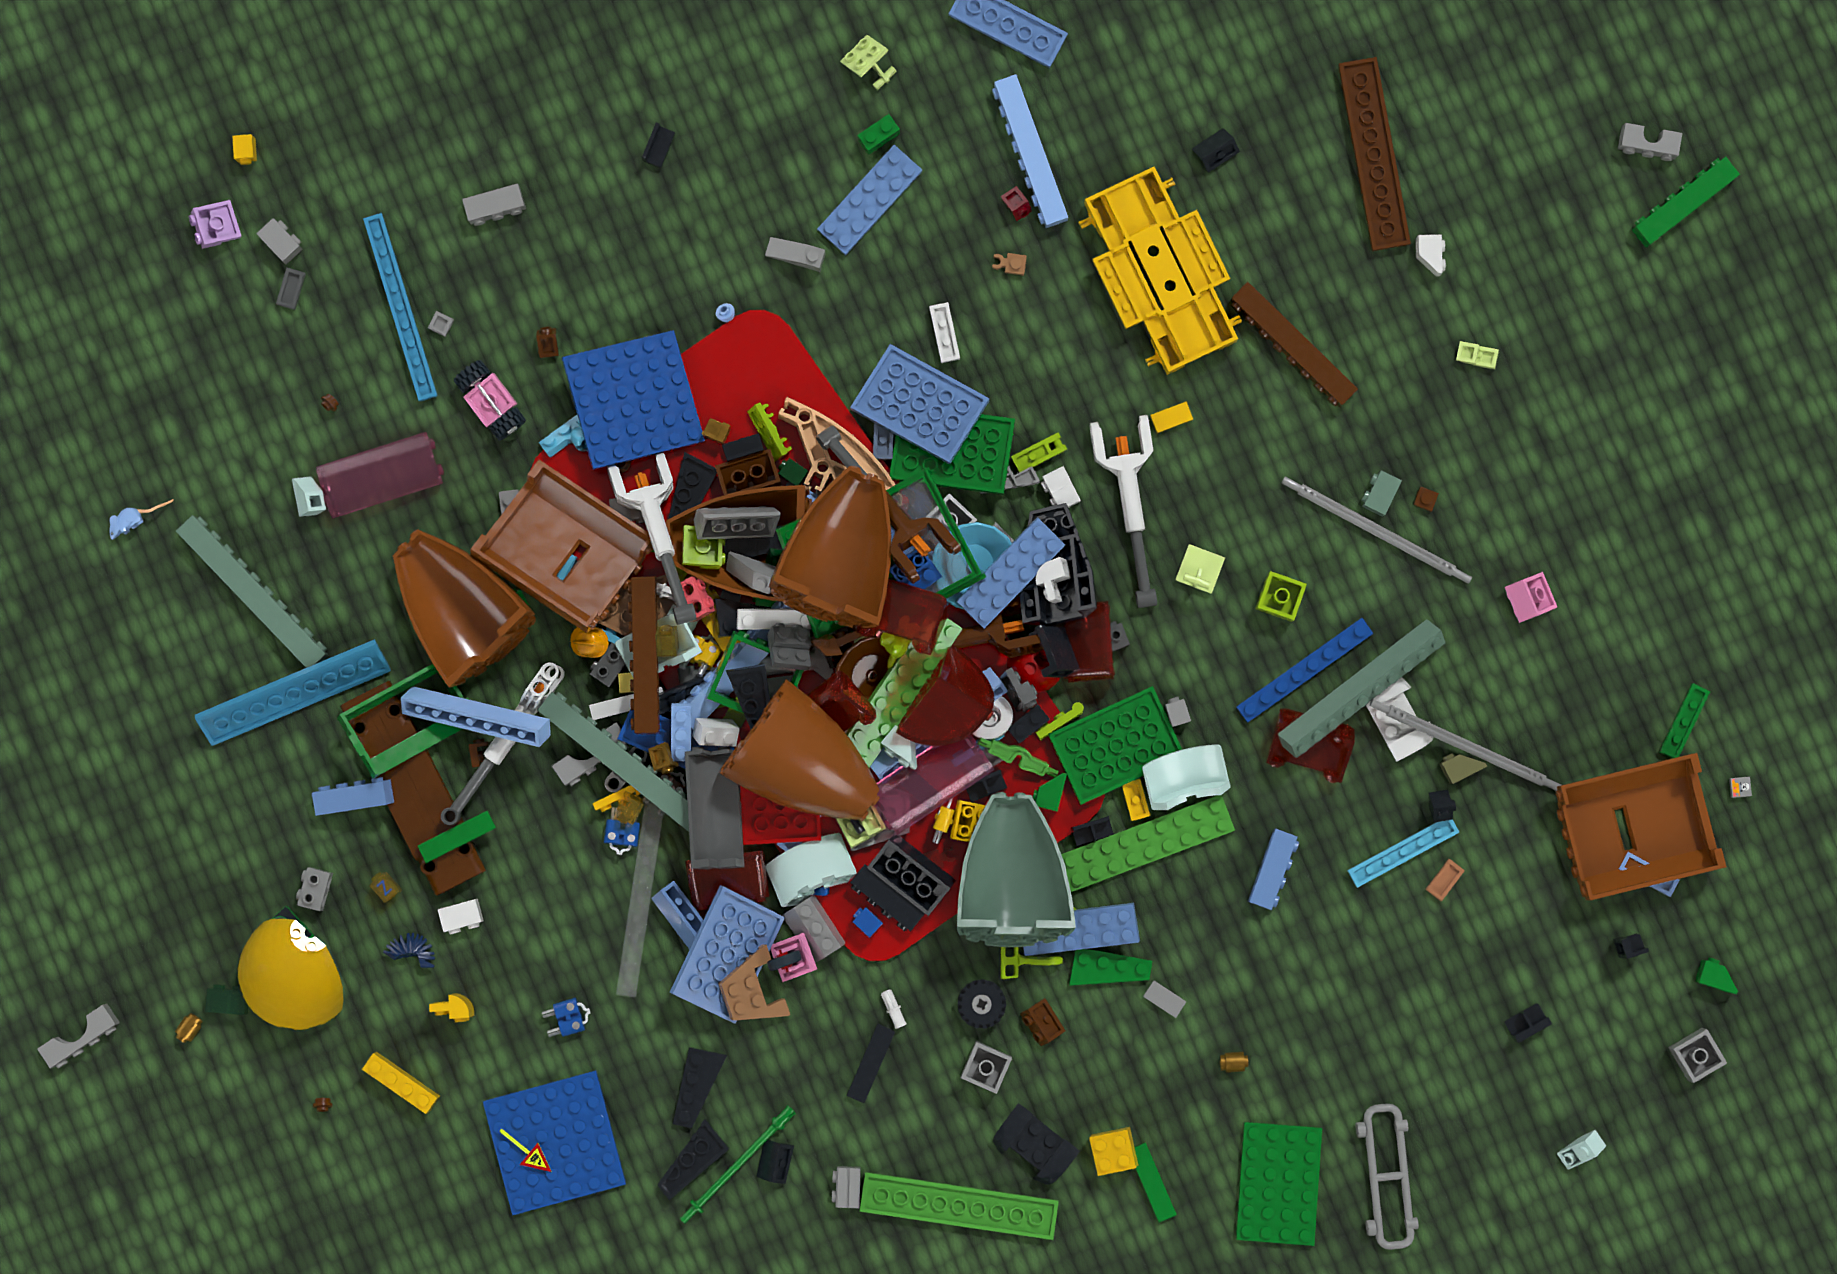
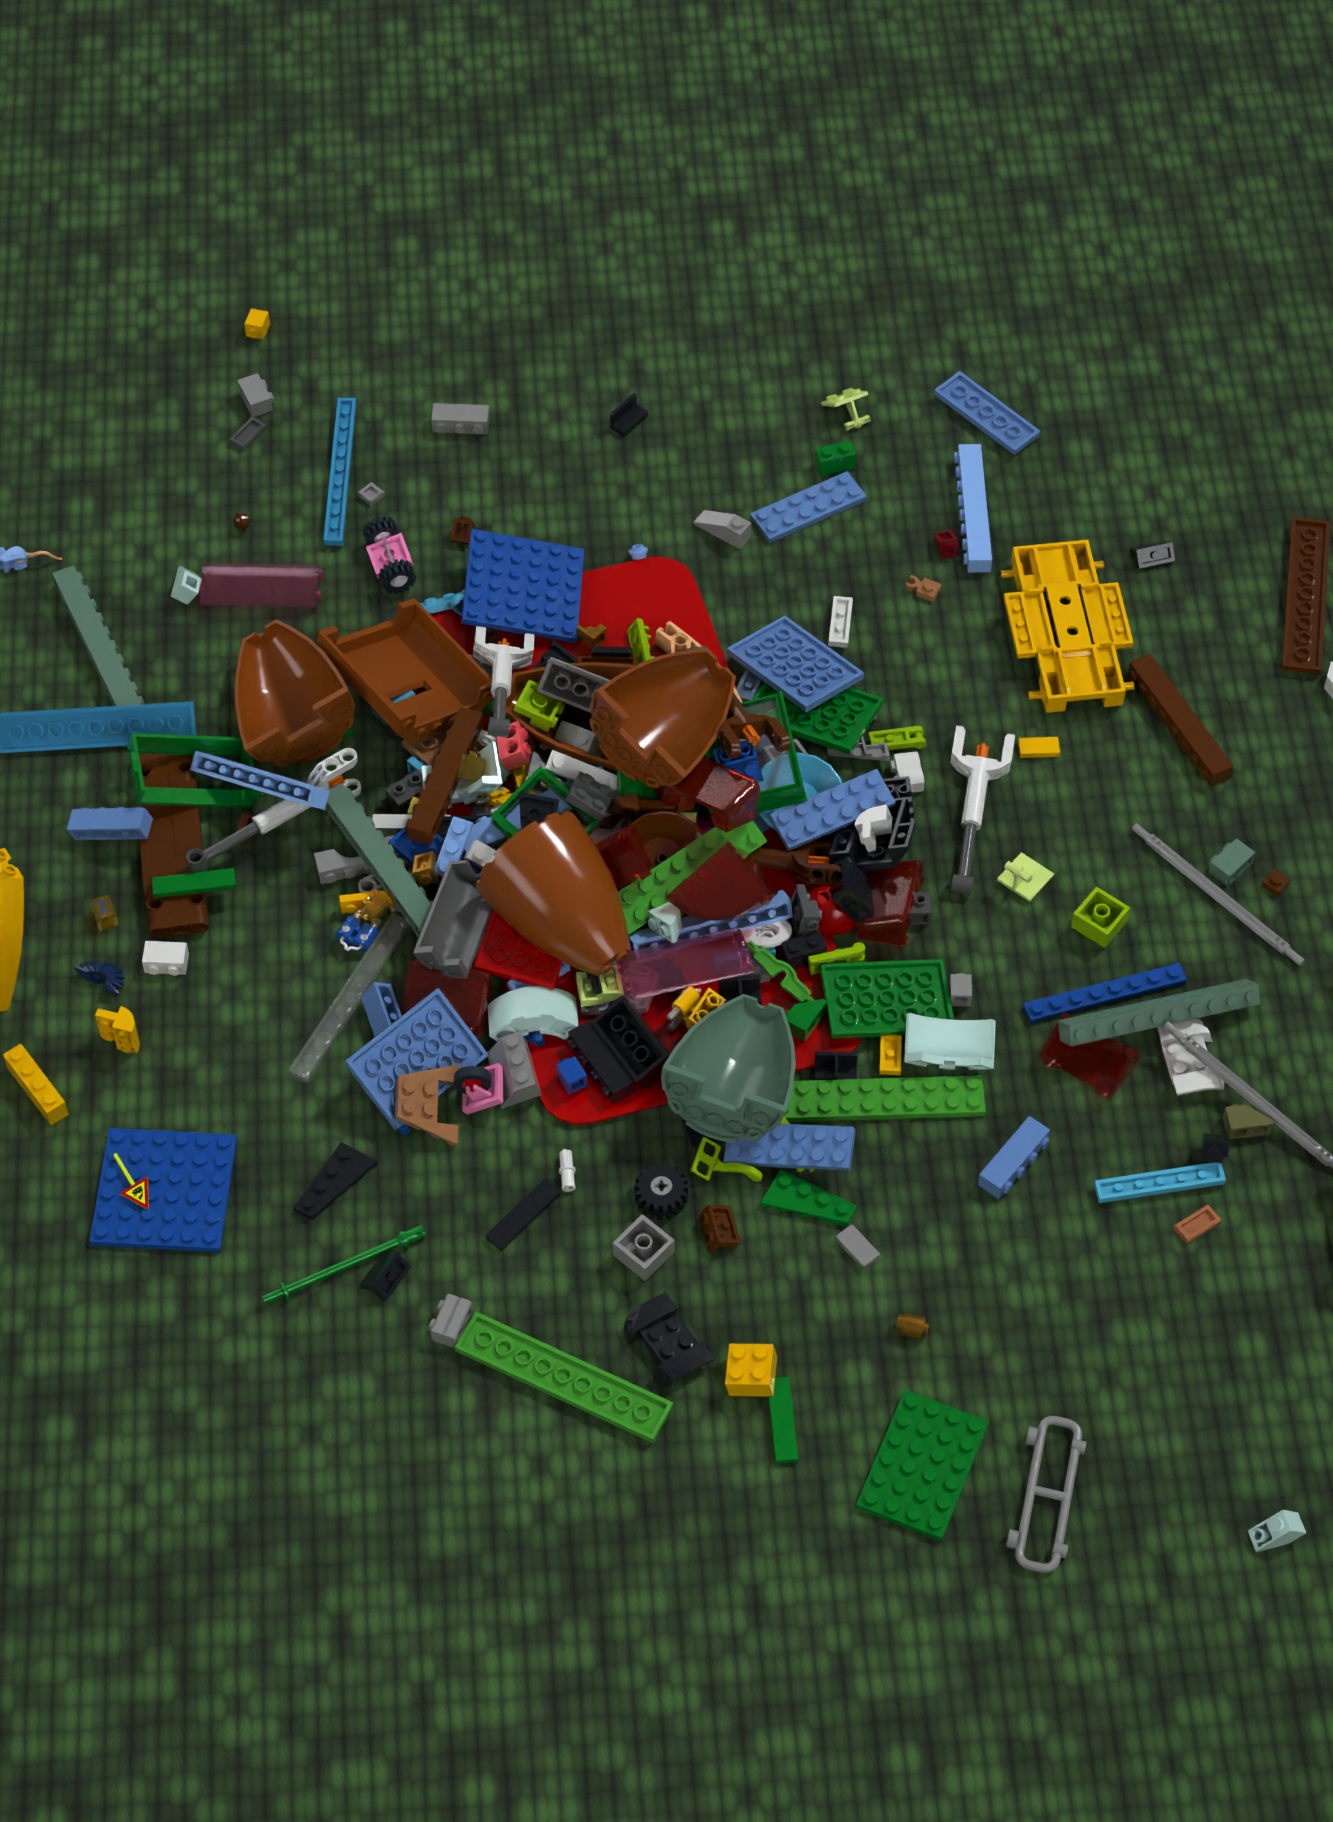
camera: 20 degrees right, 30 degrees down
(214, 224) = (203, 367): lavender plate -> none
(314, 888) = (38, 892): light grey brick -> none
(568, 1017) = (230, 1078): blue piece -> none
(589, 644) = (396, 764): light orange piece -> none
(697, 1156) = (311, 1243): black wing -> none
(894, 646) = (695, 822): lime animal -> none
(1527, 1023) = (1250, 1387): black panel -> none

